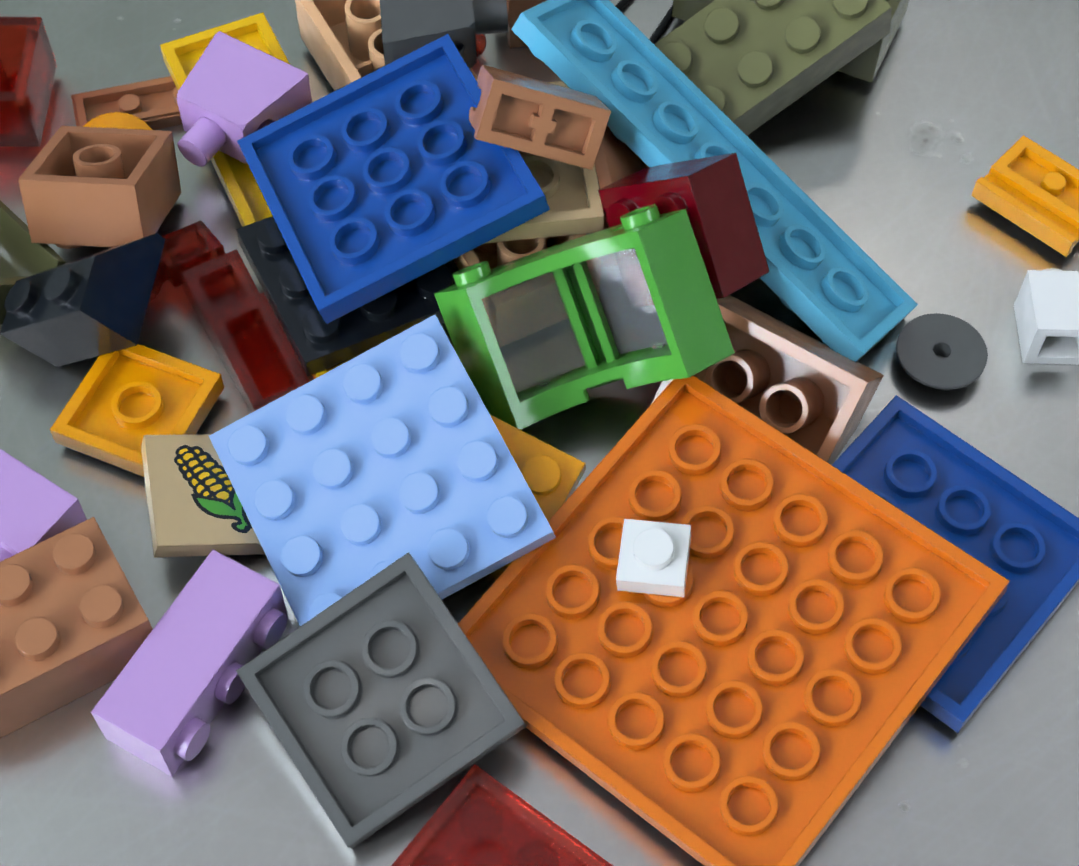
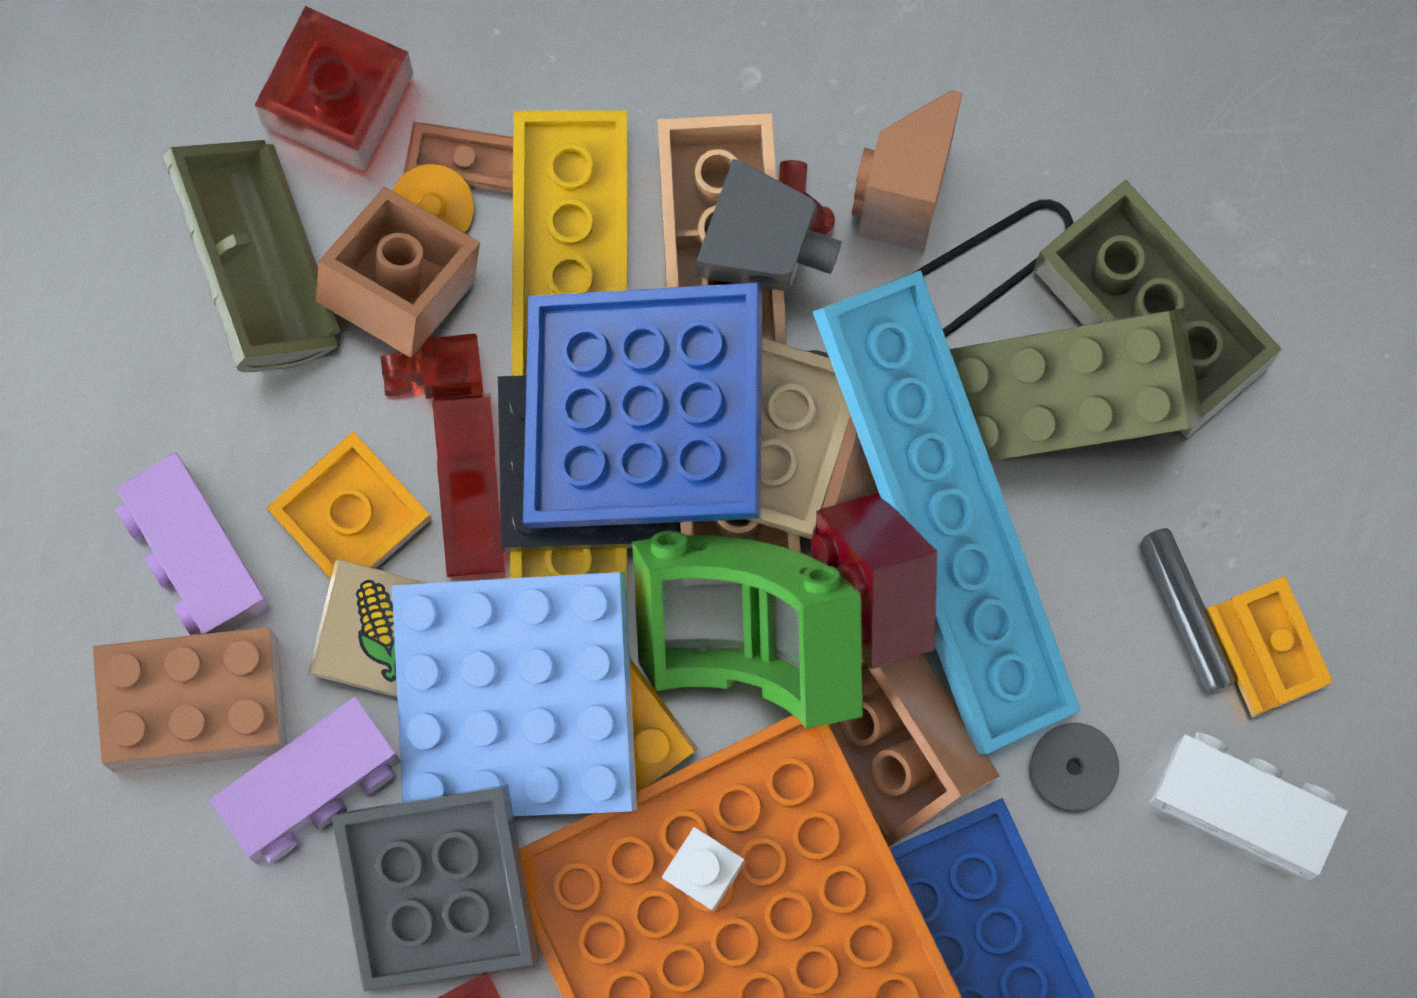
camera: 25 degrees right, 20 degrees up
(85, 304) = (342, 390): black slope -> none
(233, 95) = (552, 233): lavender torso -> none
(538, 117) = (789, 424): nougat hinge -> none
(959, 199) = (1188, 610): none -> dark grey axle

